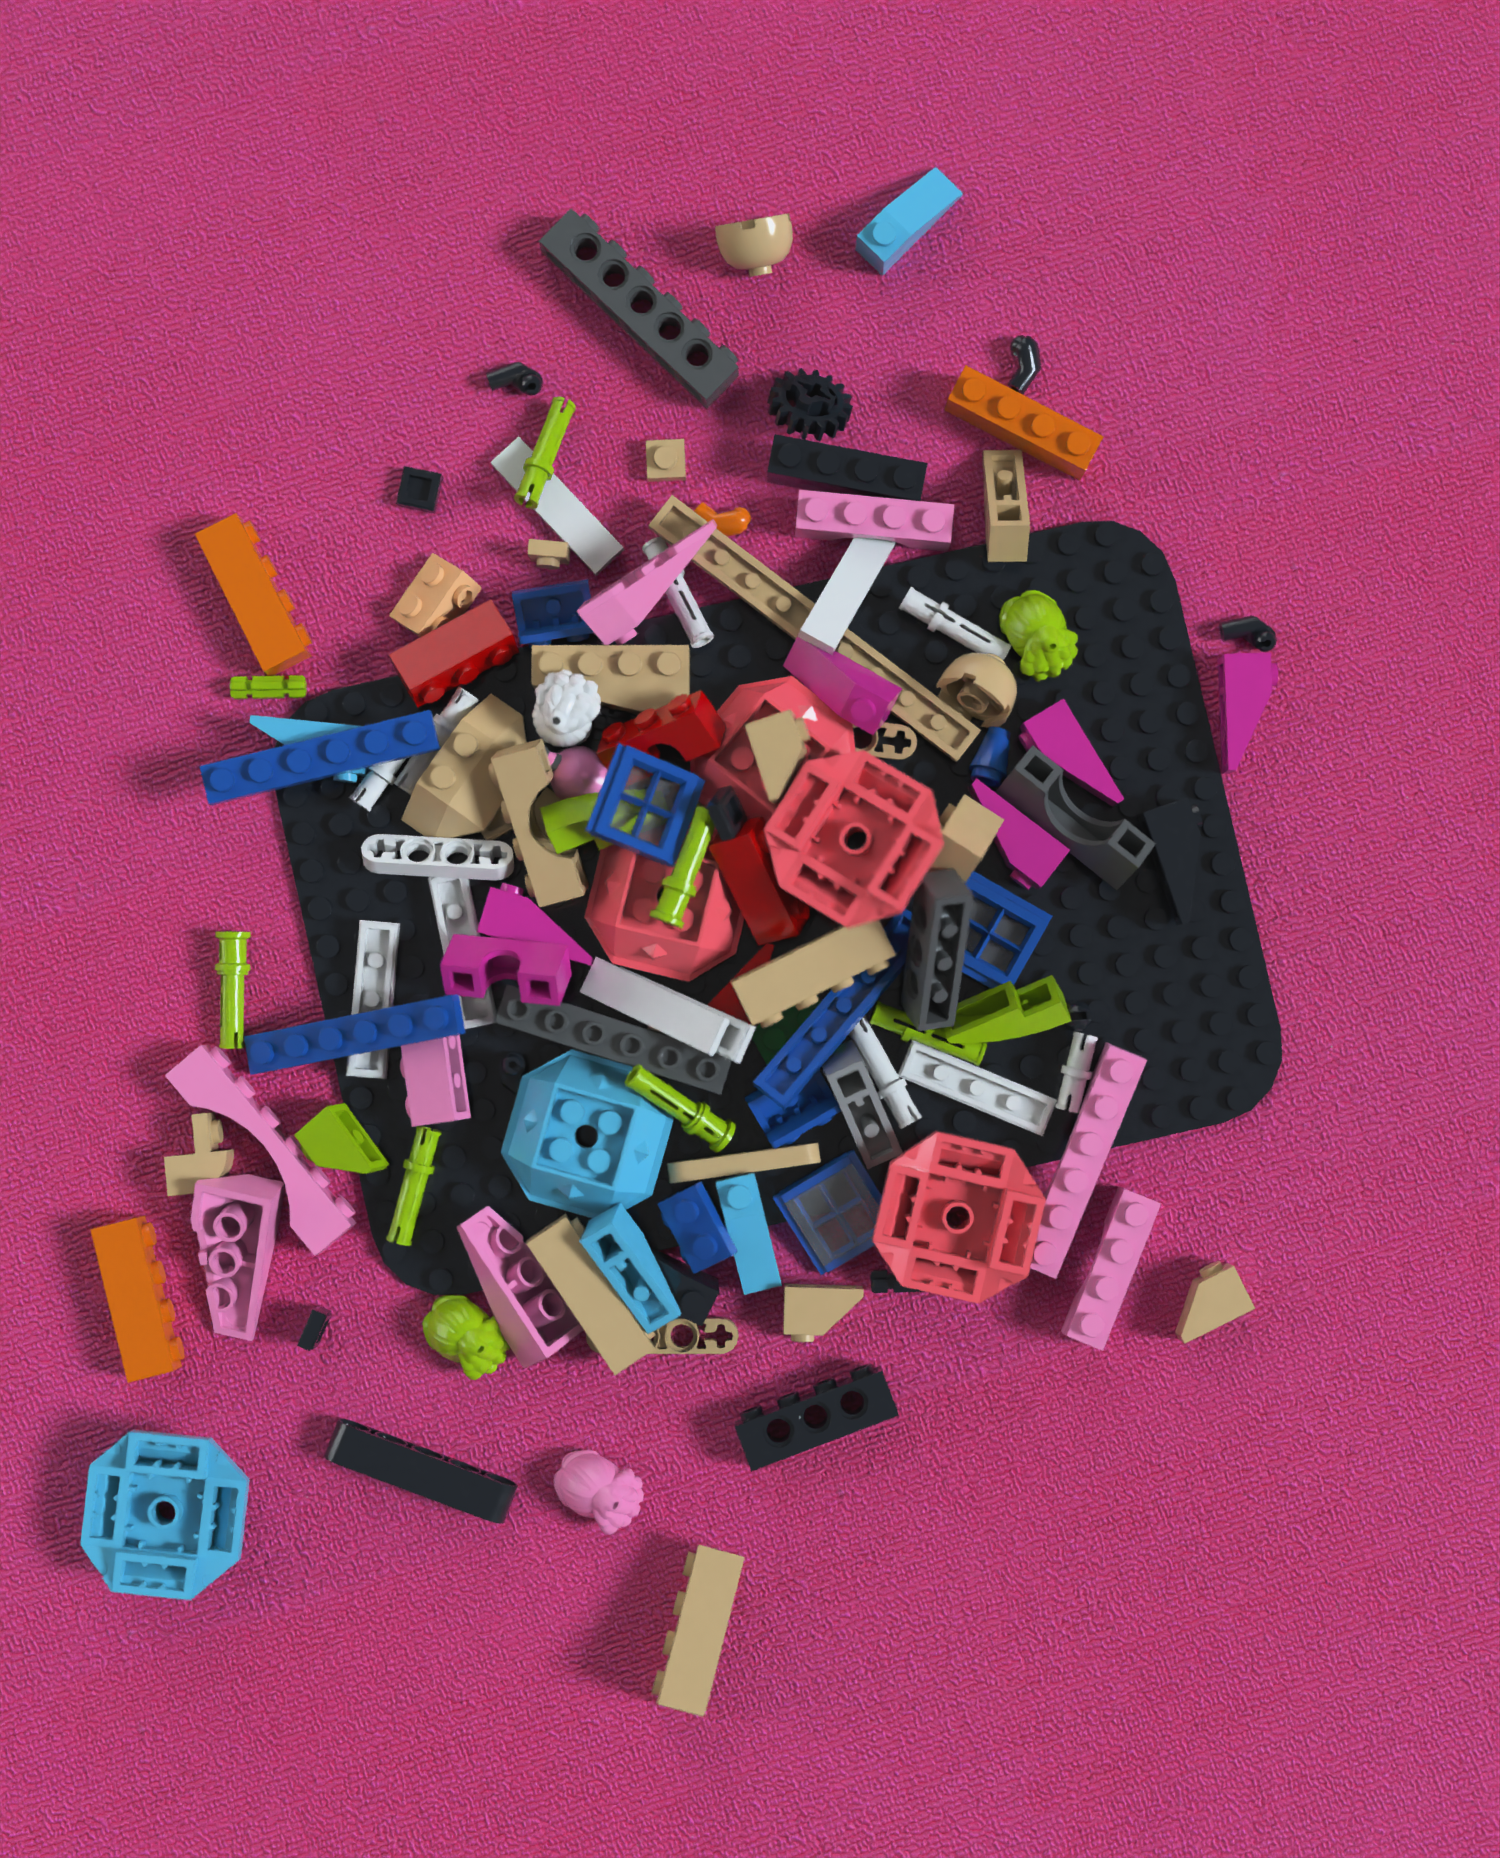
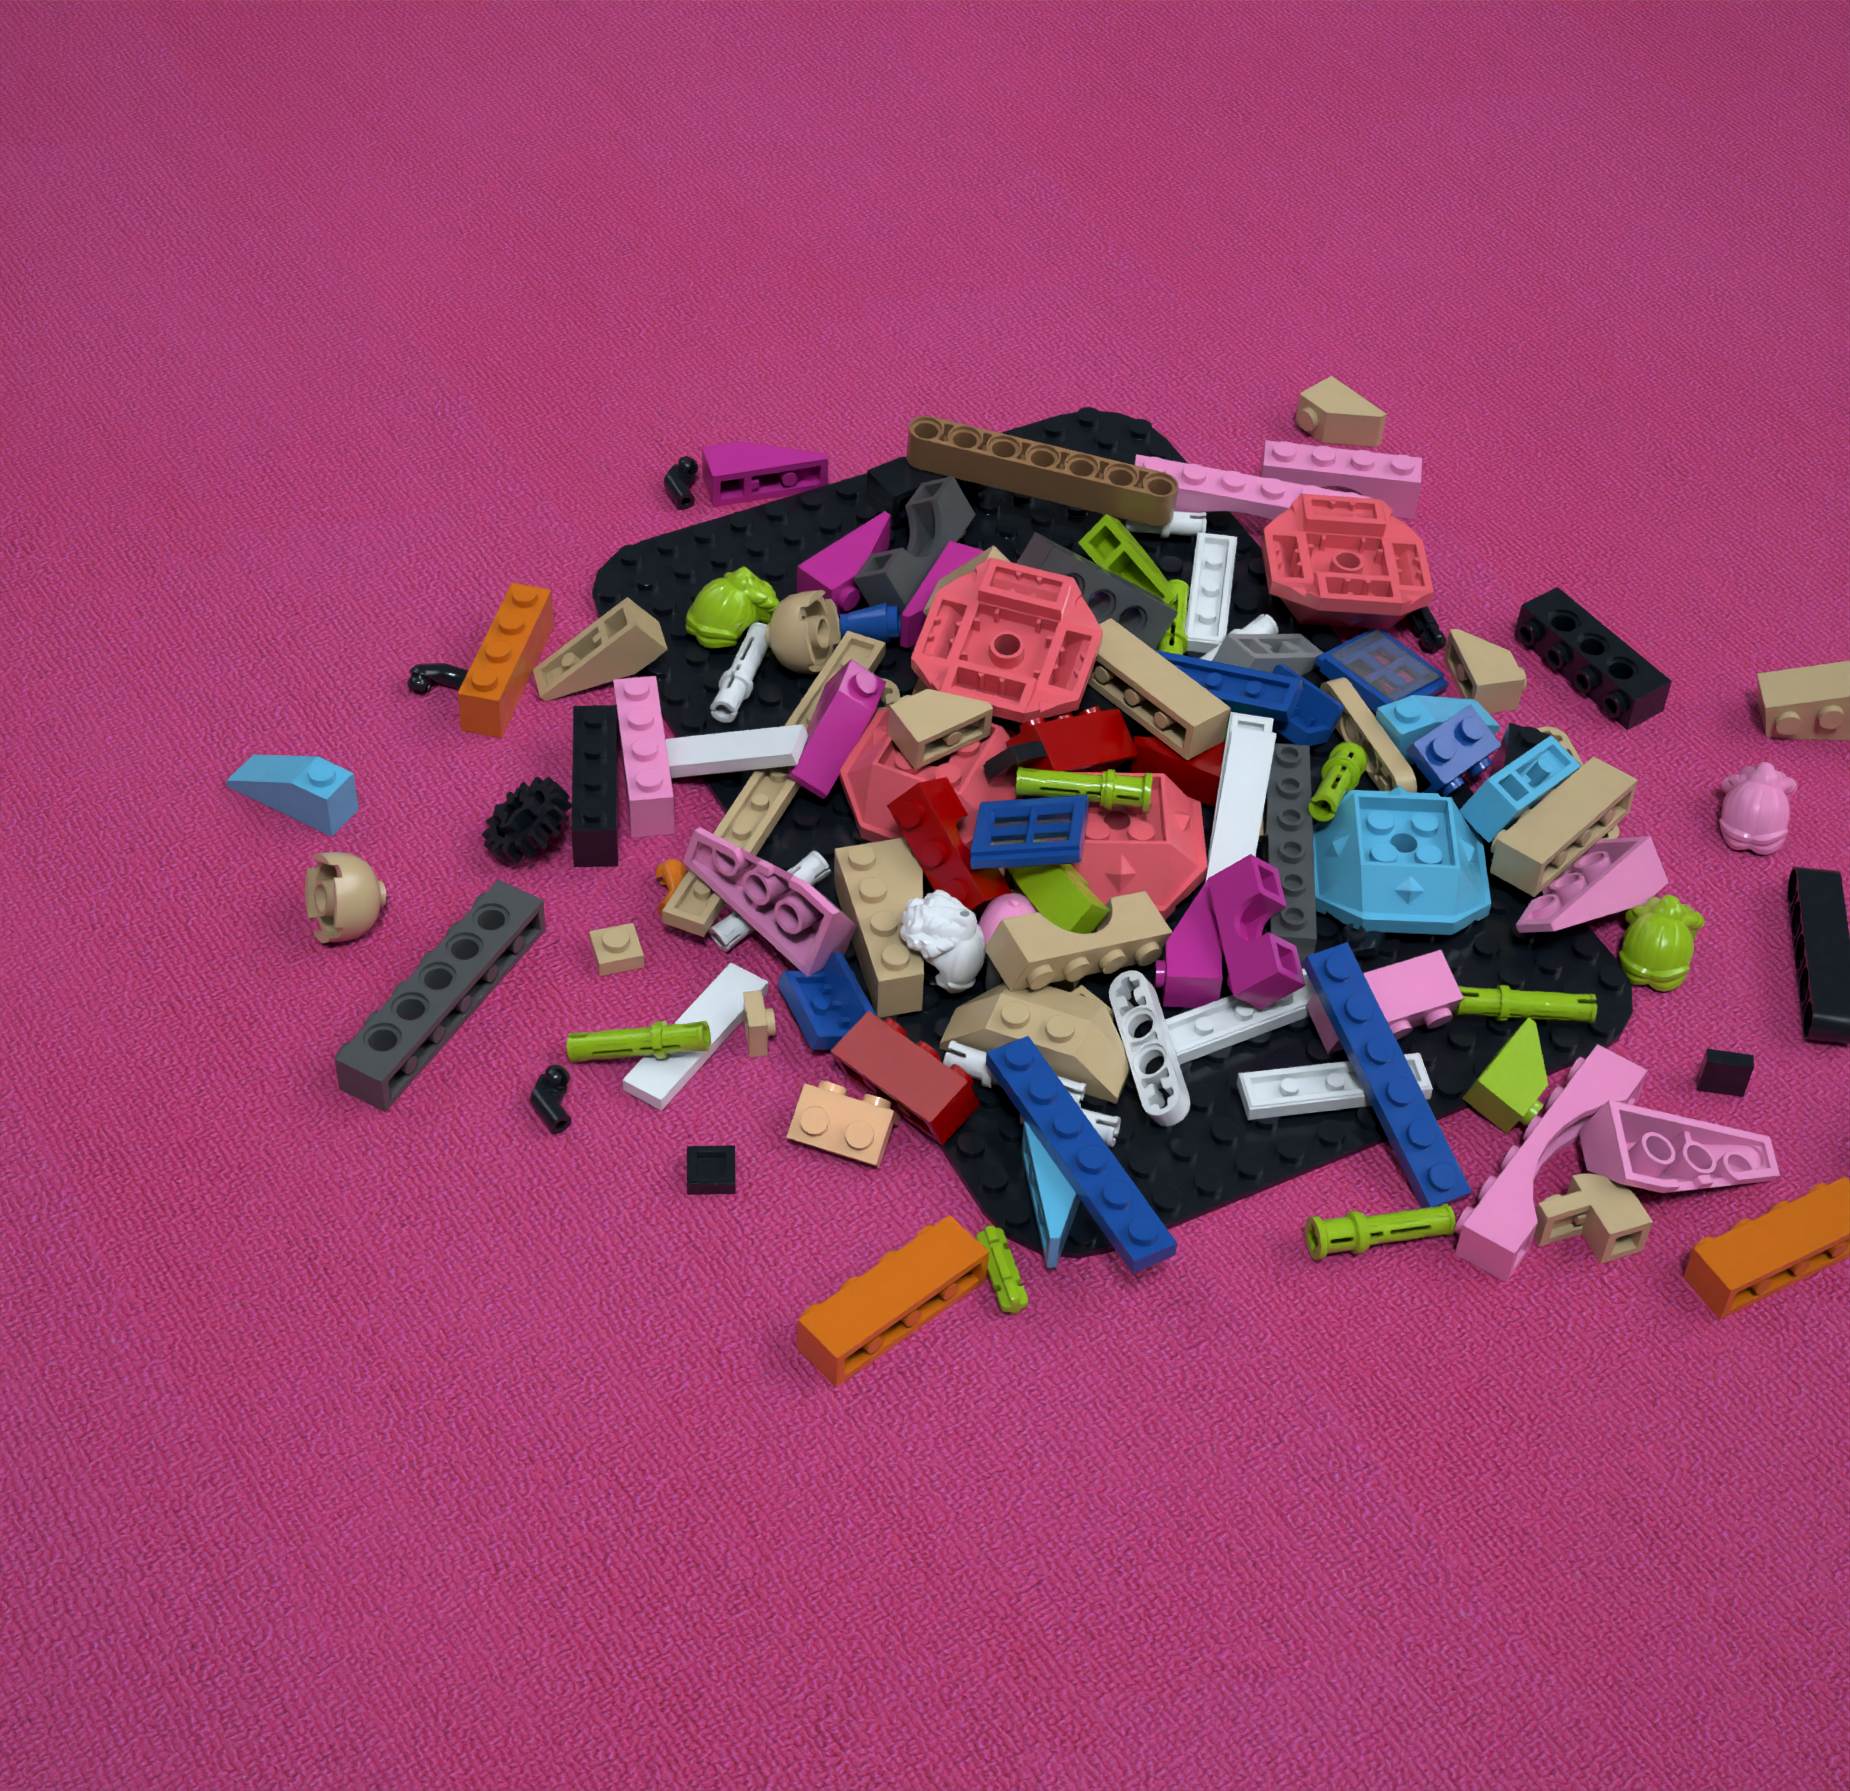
camera: 110 degrees left, 40 degrees down
(1152, 945) = (1041, 470): none -> medium nougat beam

